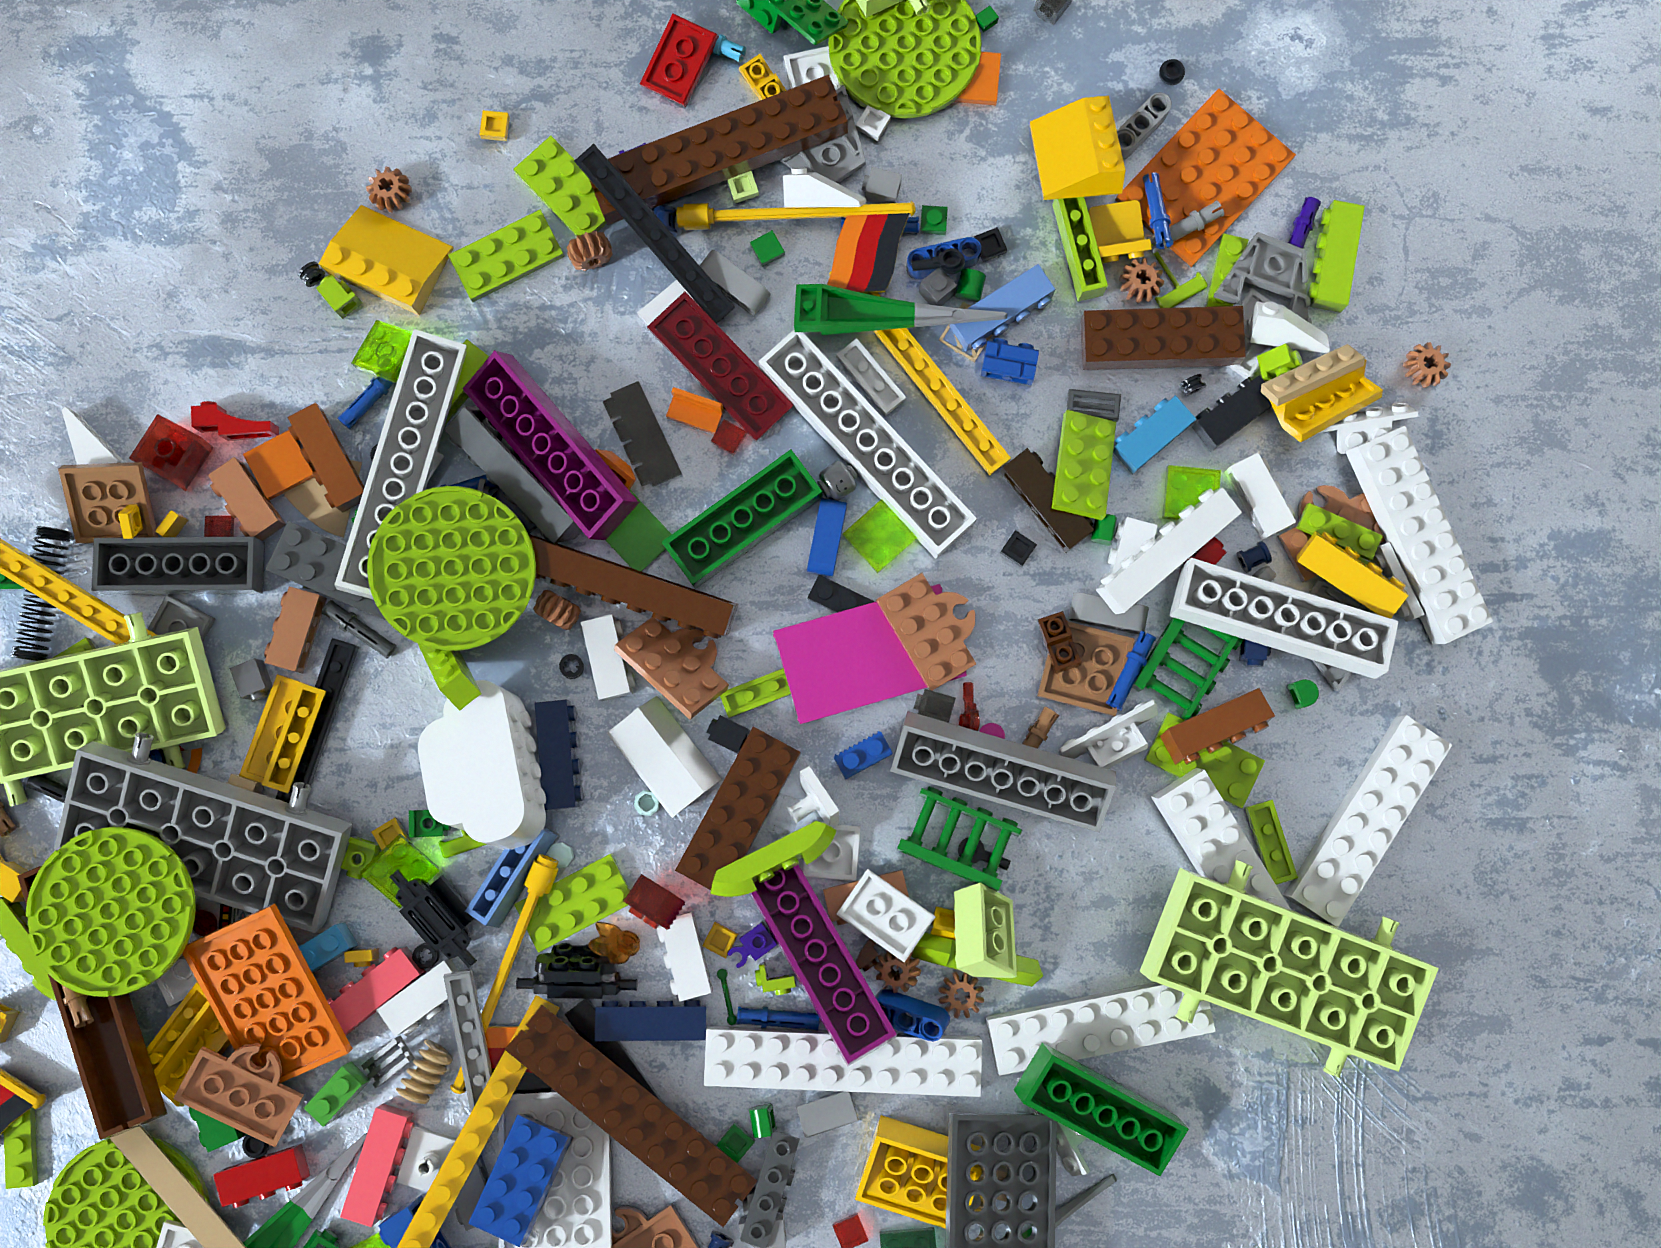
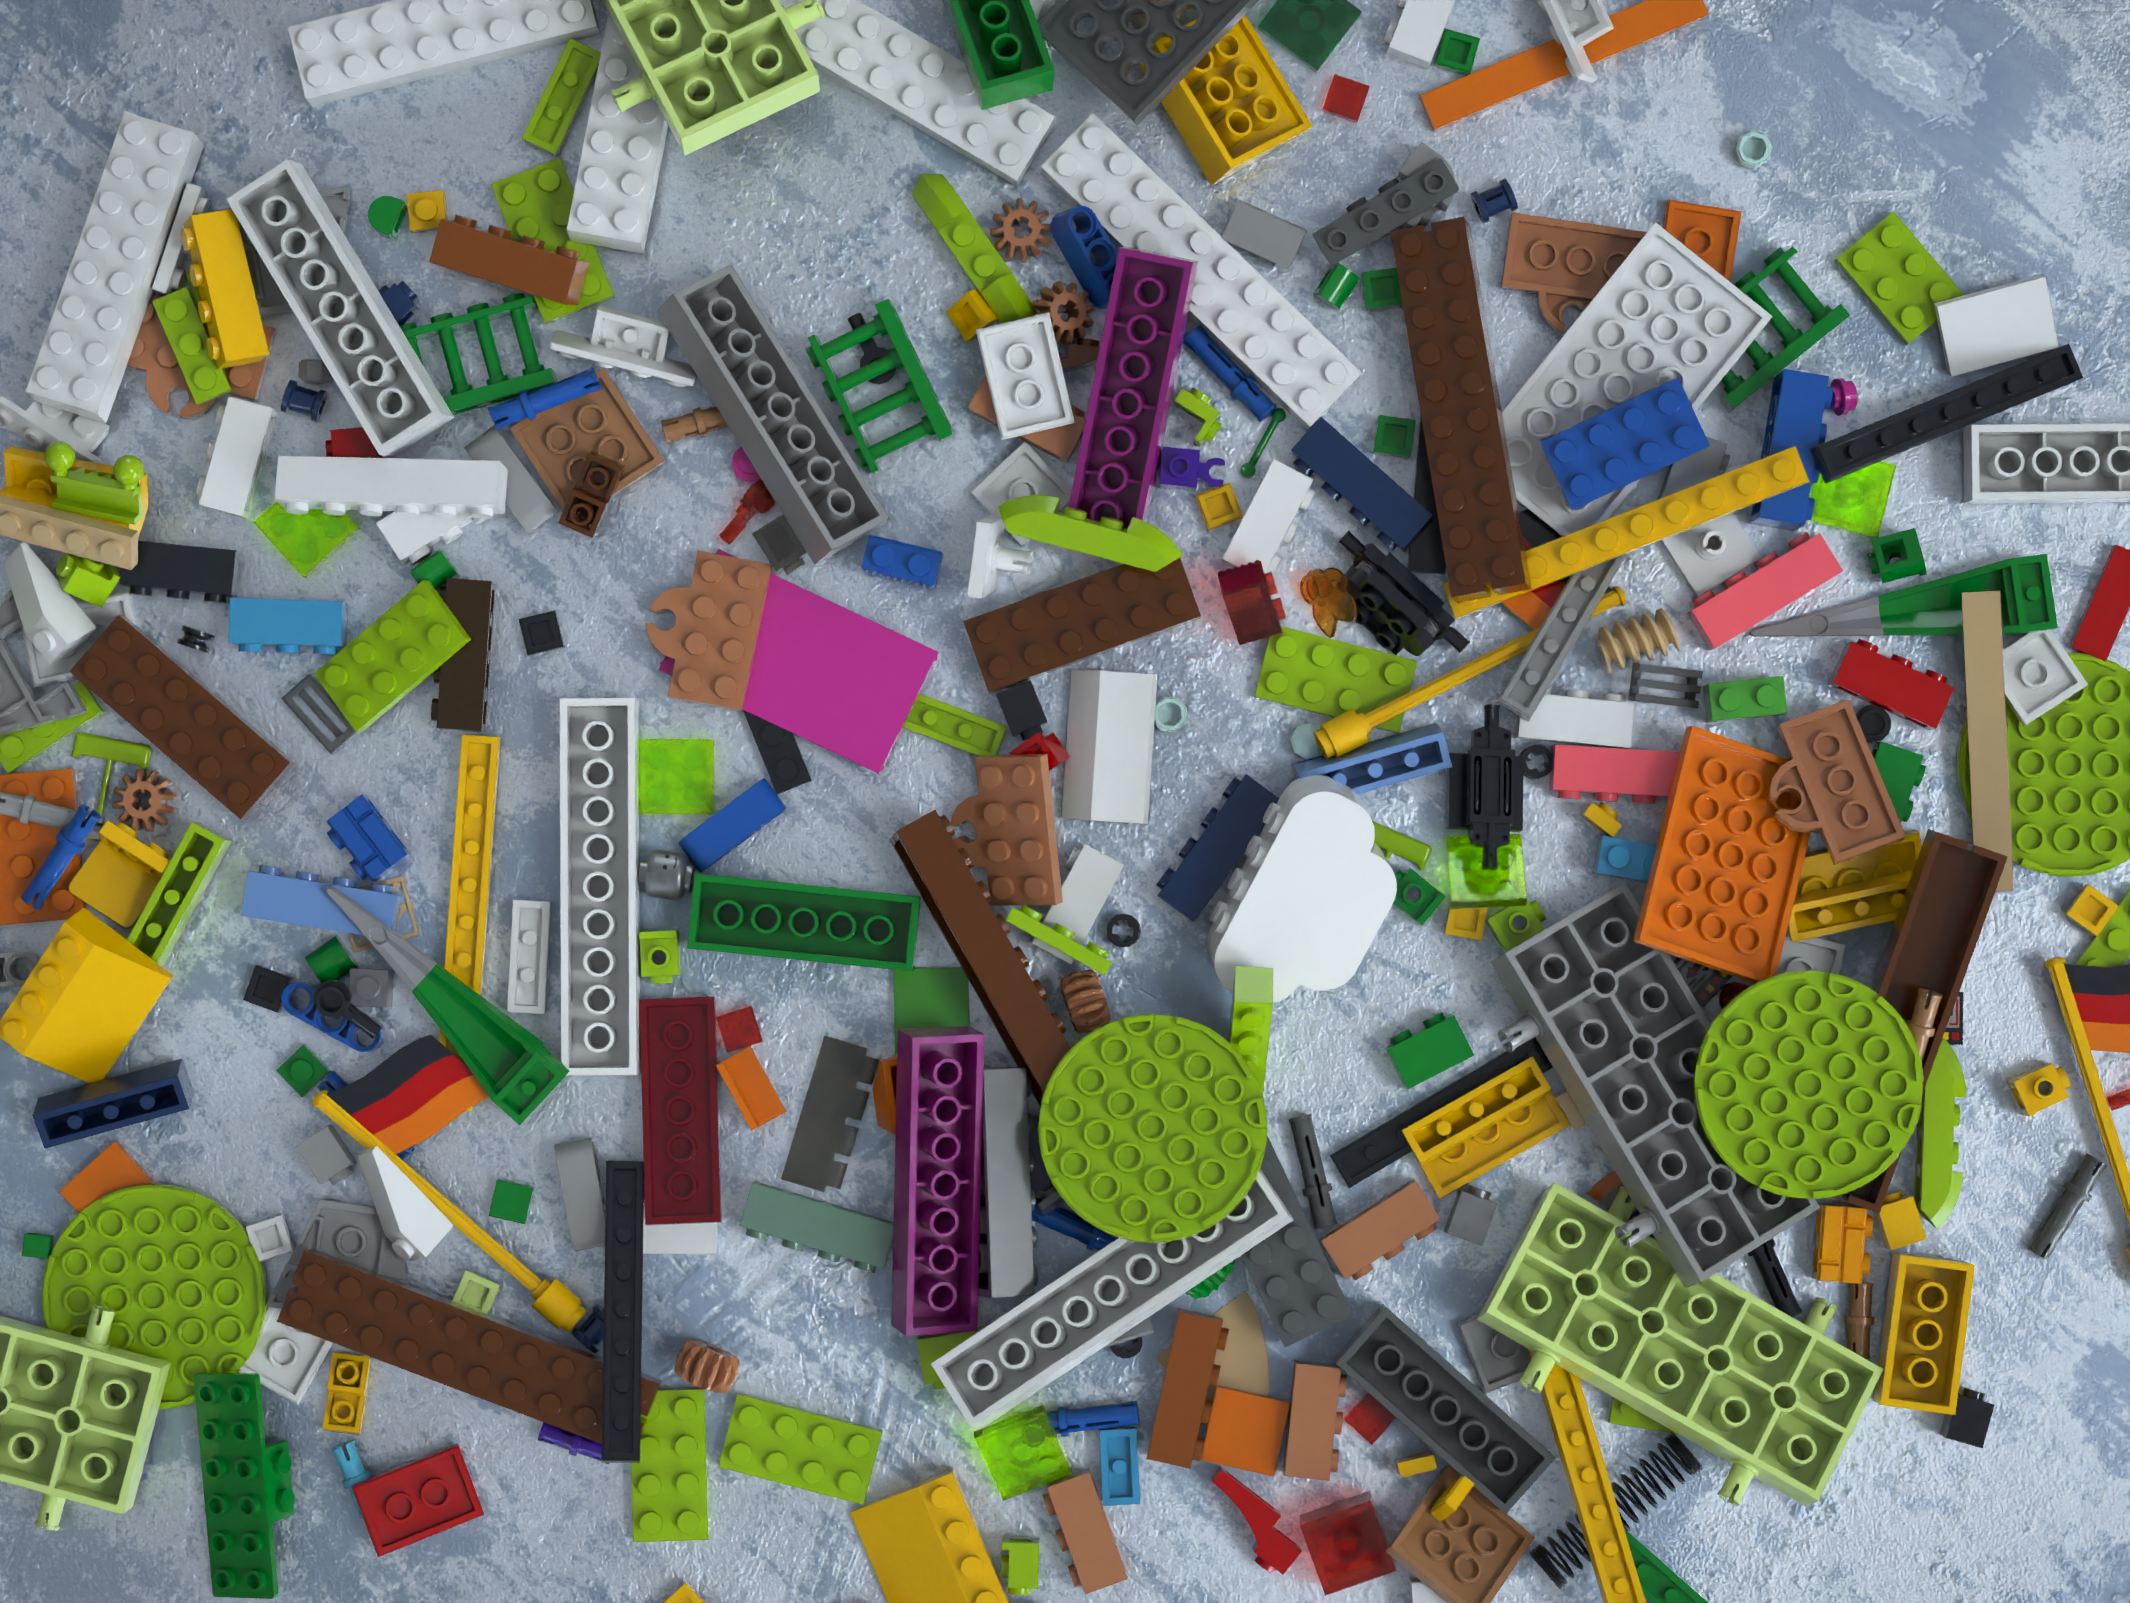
camera: 145 degrees left, 5 degrees up
(32, 838) = (1841, 1243): none -> light orange brick
(45, 1149) = (2091, 910): none -> yellow plate
(317, 339) = (1085, 1532): none -> nougat brick
(329, 388) = (1119, 1466): none -> dark azure plate
(350, 747) = (1428, 1050): none -> green brick
(596, 372) = (818, 1225): none -> sand green brick
(596, 628) = (1060, 938): none -> lime plate
(657, 1065) = (1394, 436): none -> green plate
(697, 723) = (1043, 745): none -> red brick
(804, 446) = (667, 942): none -> lime brick
(984, 932) = (940, 269): yellowish green slope -> none
(1014, 116) = (113, 1103): none -> dark blue brick
(1285, 715) = (426, 210): none -> yellow plate
(1308, 412) = (95, 494): none -> lime gear

